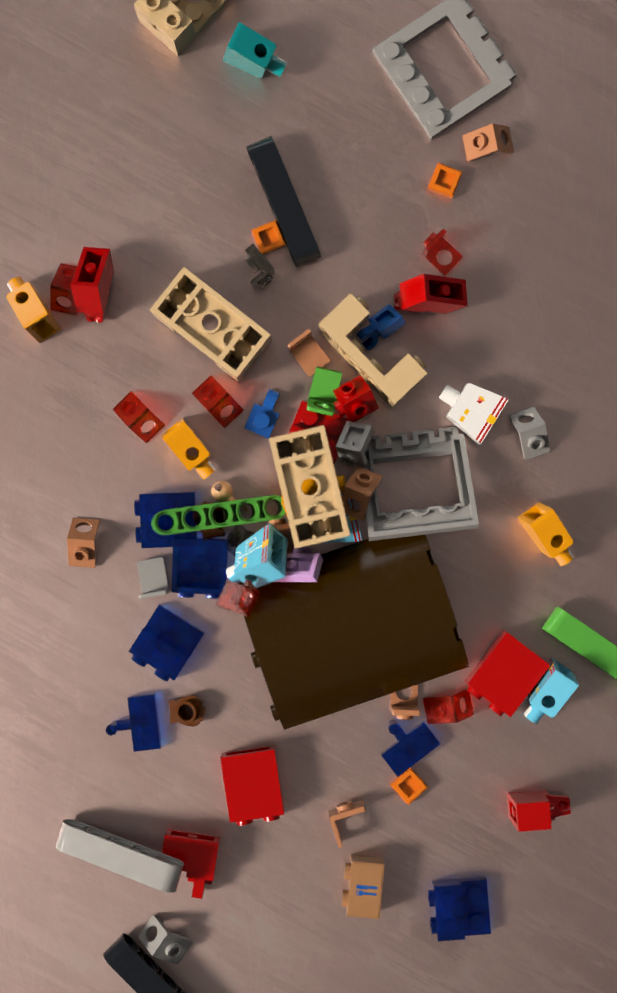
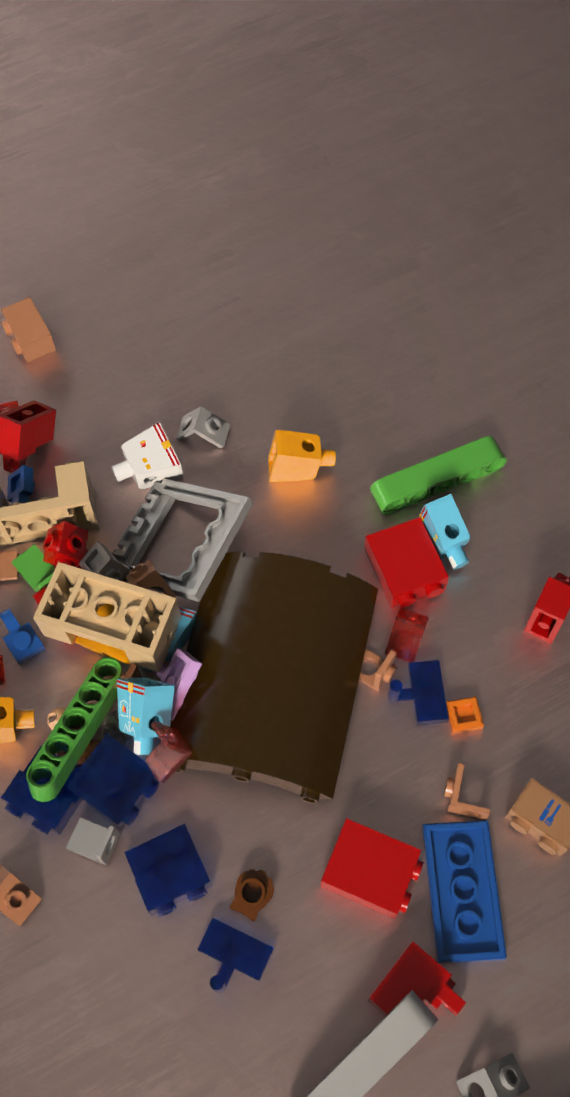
camera: 55 degrees left, 25 degrees down
(278, 854) = (463, 892): none -> blue tile
(534, 216) = (28, 330): none -> nougat brick

